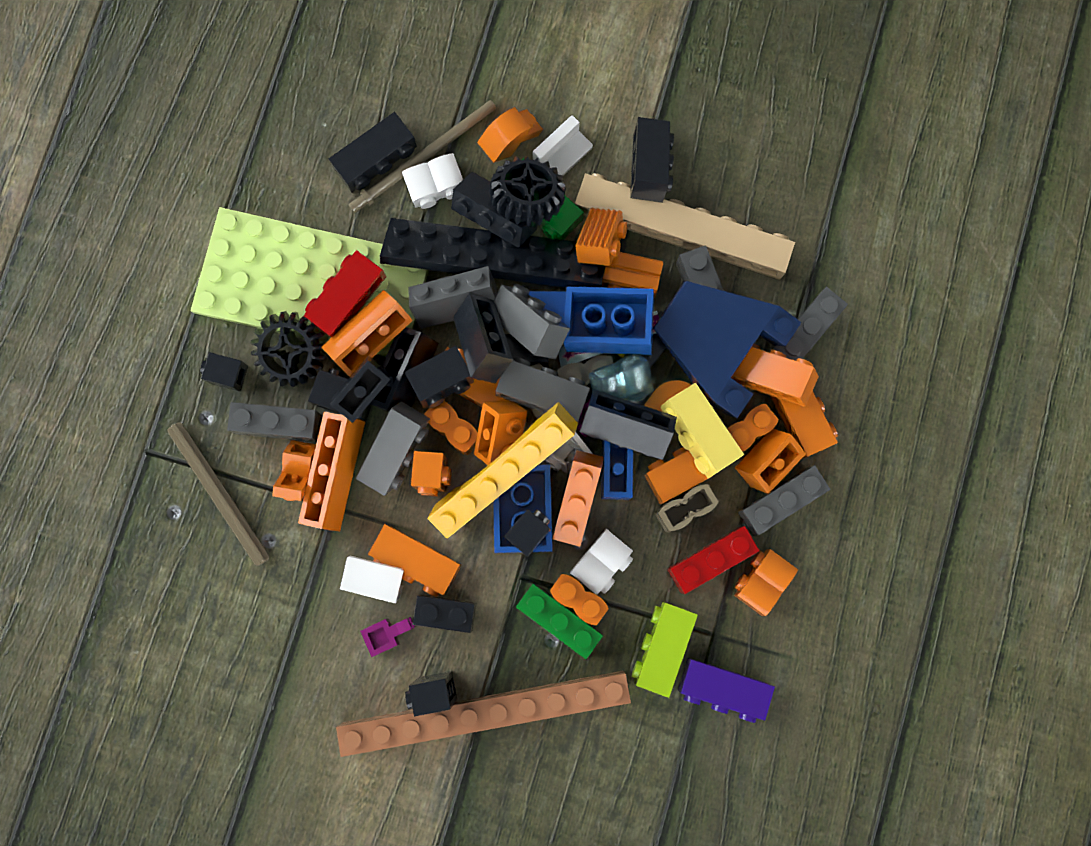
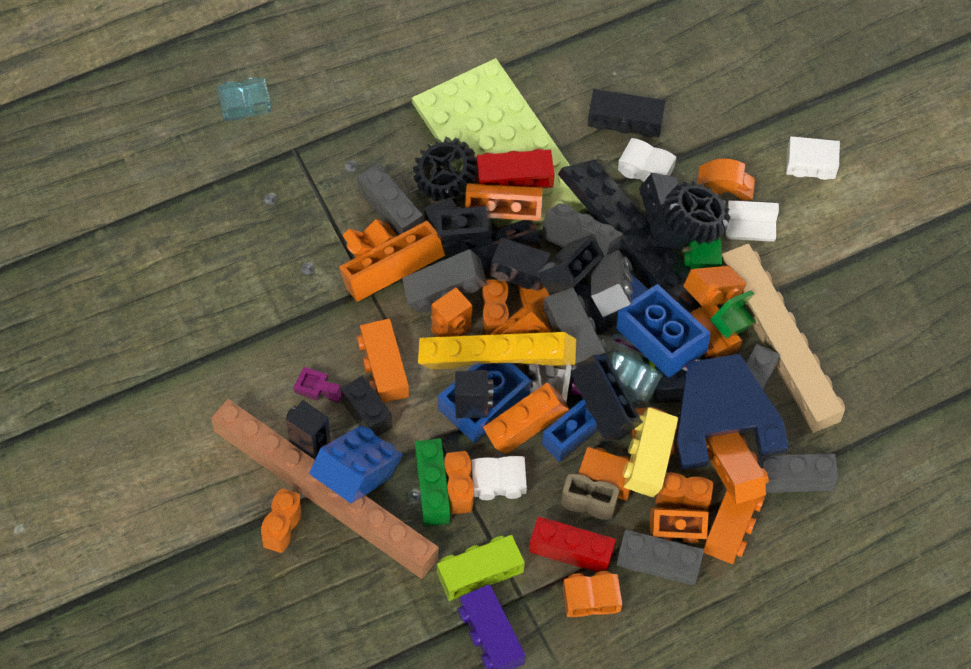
camera: 45 degrees right, 20 degrees down
(56, 452) = (243, 99): none -> clear light blue brick
(218, 494) = (309, 212): dark tan axle -> none
(223, 371) = (392, 148): black brick -> none
(368, 196) = (594, 135): dark tan bar -> none
(372, 579) = (346, 343): white panel -> none
(486, 780) = (284, 517): none -> orange brick
(494, 677) = (355, 463): none -> blue brick
(553, 47) = (812, 158): none -> white brick
(641, 249) = (733, 317): none -> green panel
(651, 160) = (801, 274): black brick -> none

